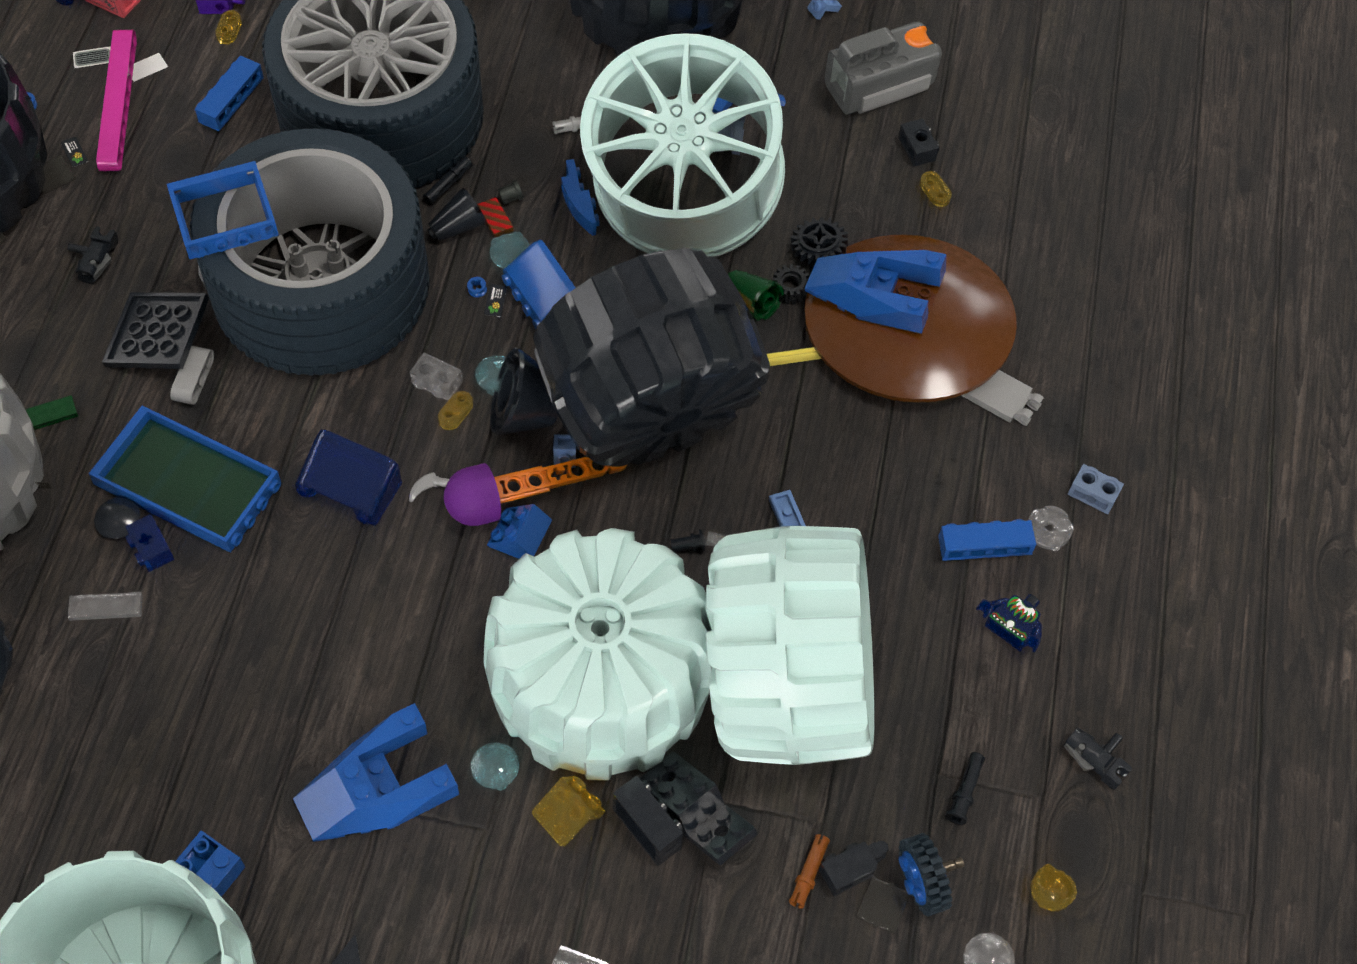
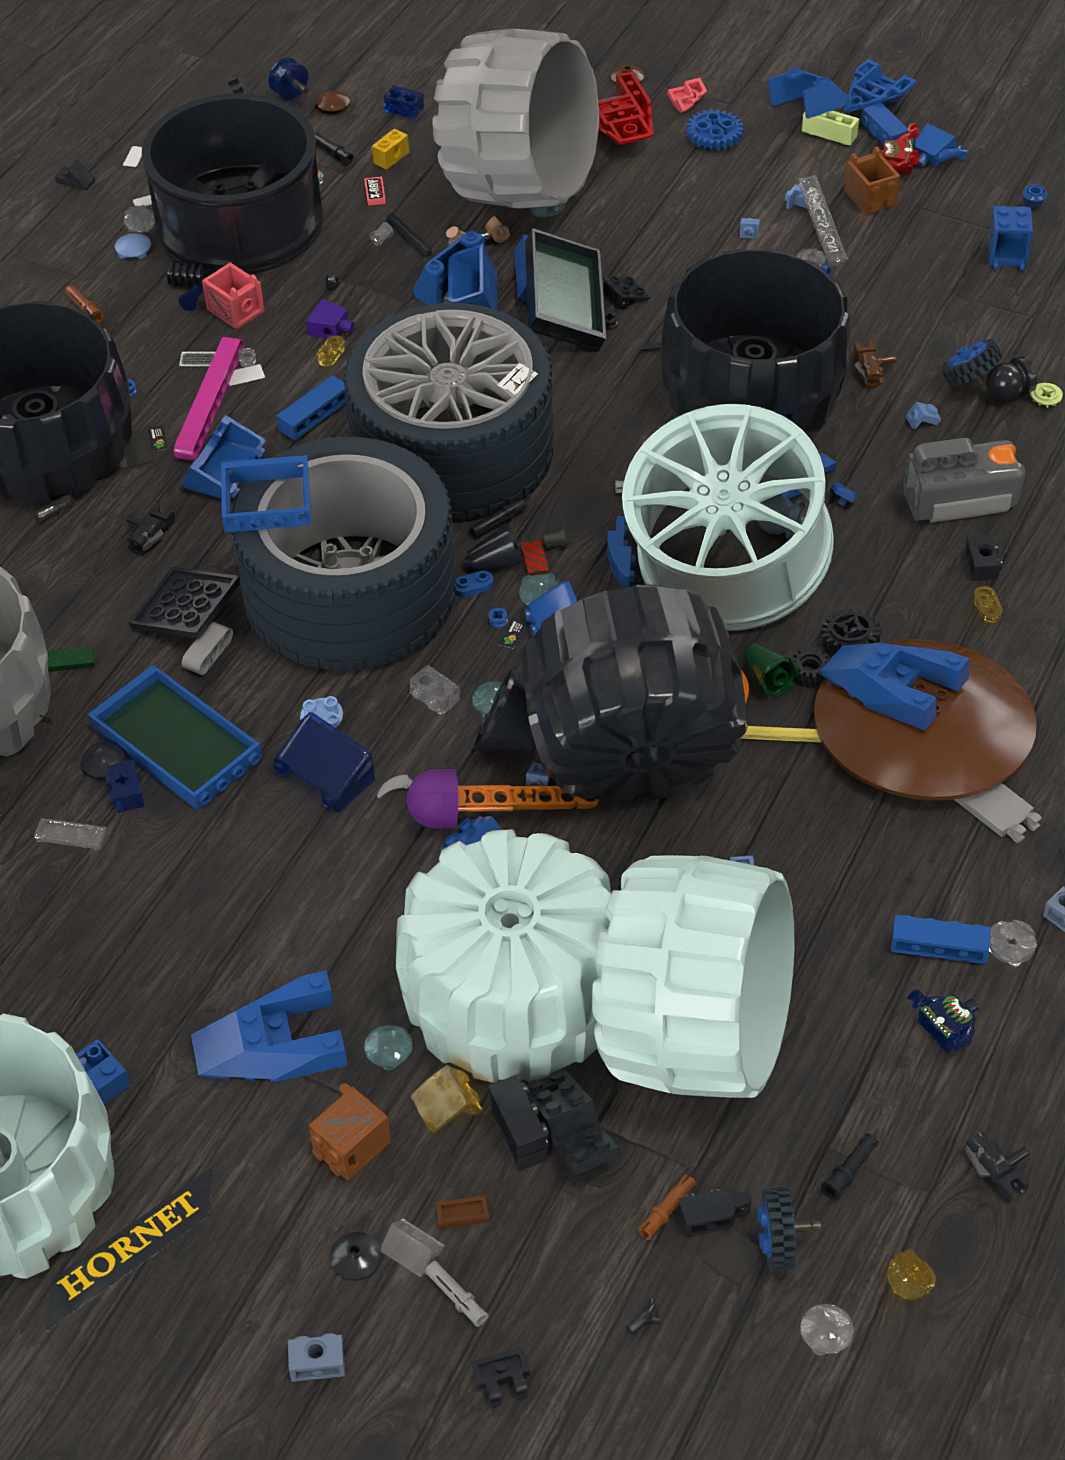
camera: 20 degrees right, 10 degrees down
(141, 43) = (243, 360): none -> clear bush
(152, 165) = (227, 444): none -> blue windscreen
(330, 418) = (325, 708): none -> light blue dish
(442, 38) = (516, 378): none -> white sticker
(443, 255) = (474, 583): none -> blue plate
(457, 409) = (447, 723): clear yellow plate -> none
(485, 871) = (349, 1133): none -> dark orange container
(615, 923) = (462, 1212): none -> reddish brown tile

